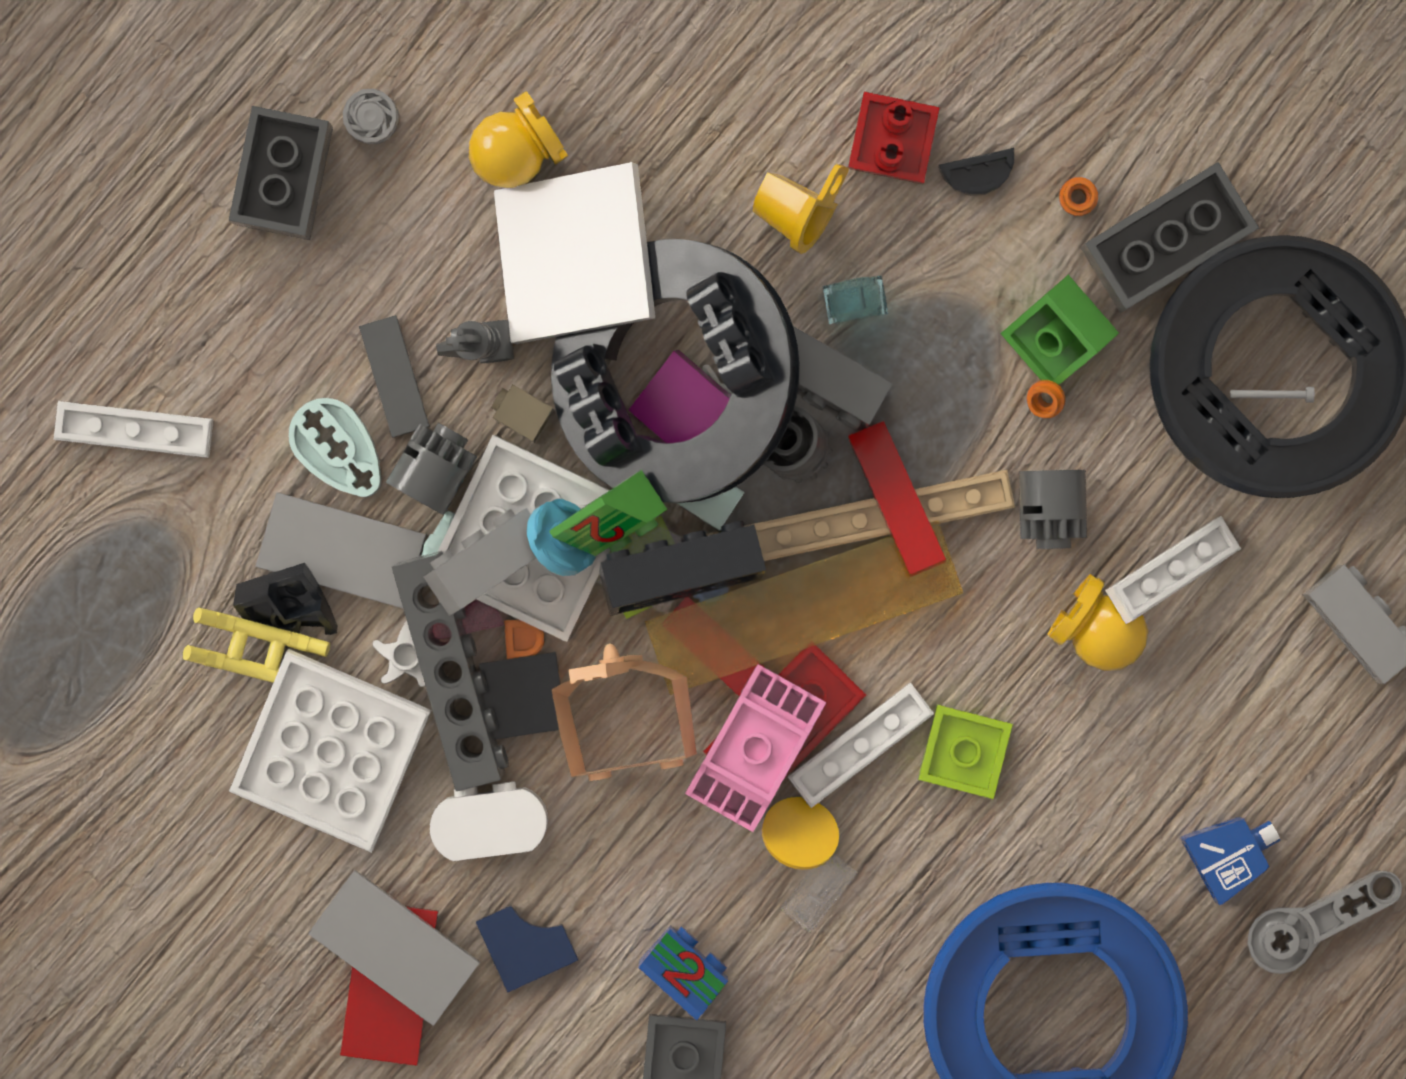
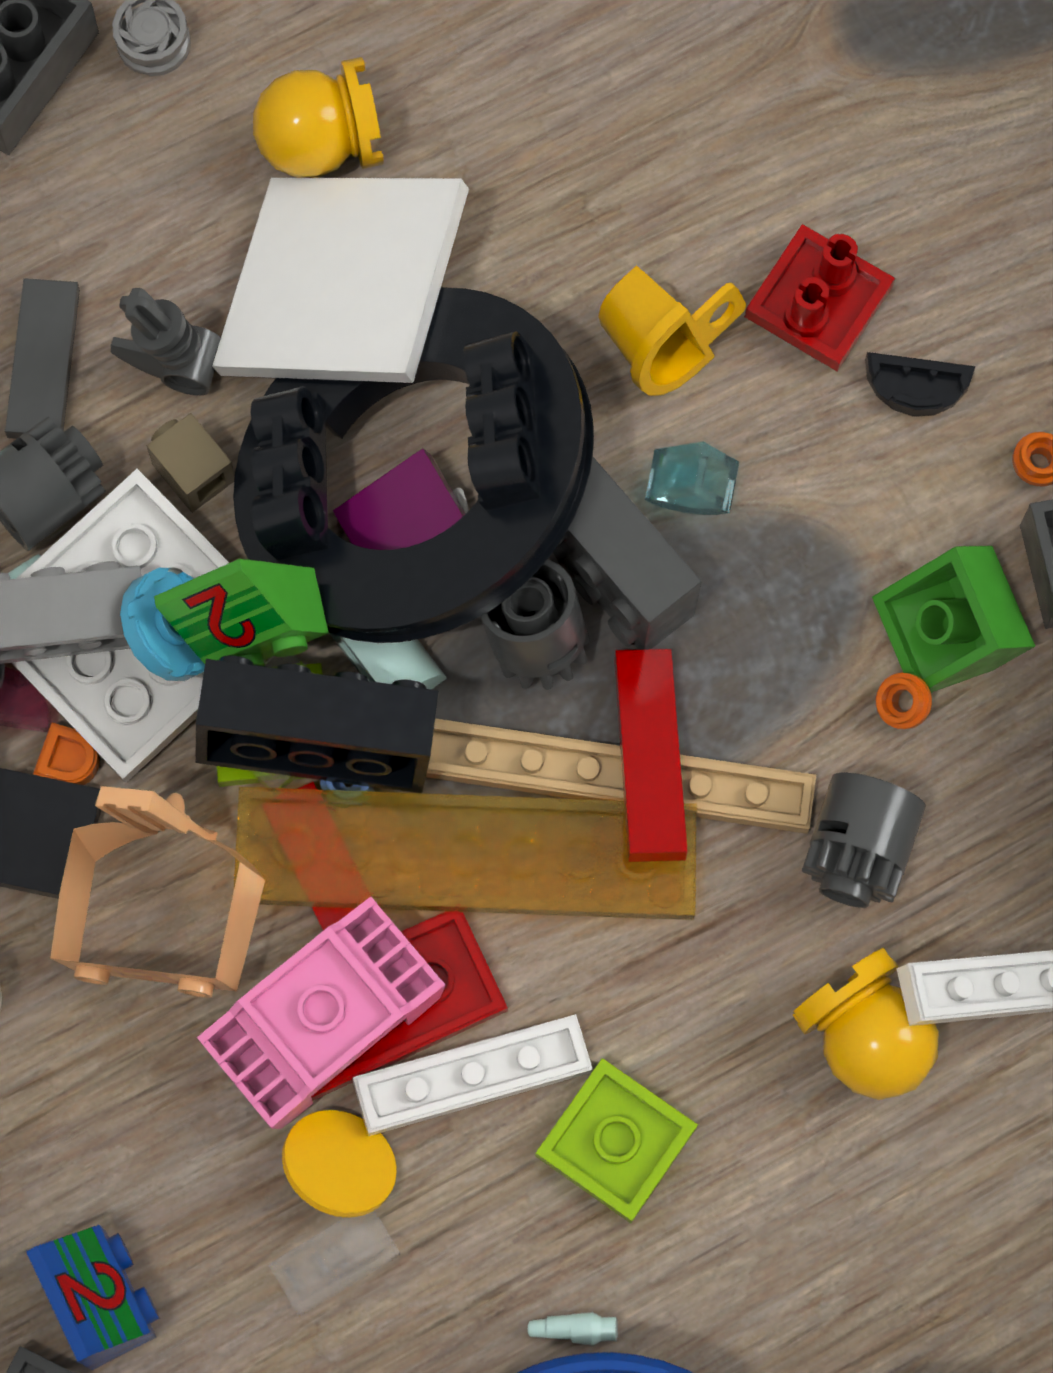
camera: 15 degrees right, 15 degrees down
(985, 875) = (579, 1328): none -> light aqua piece

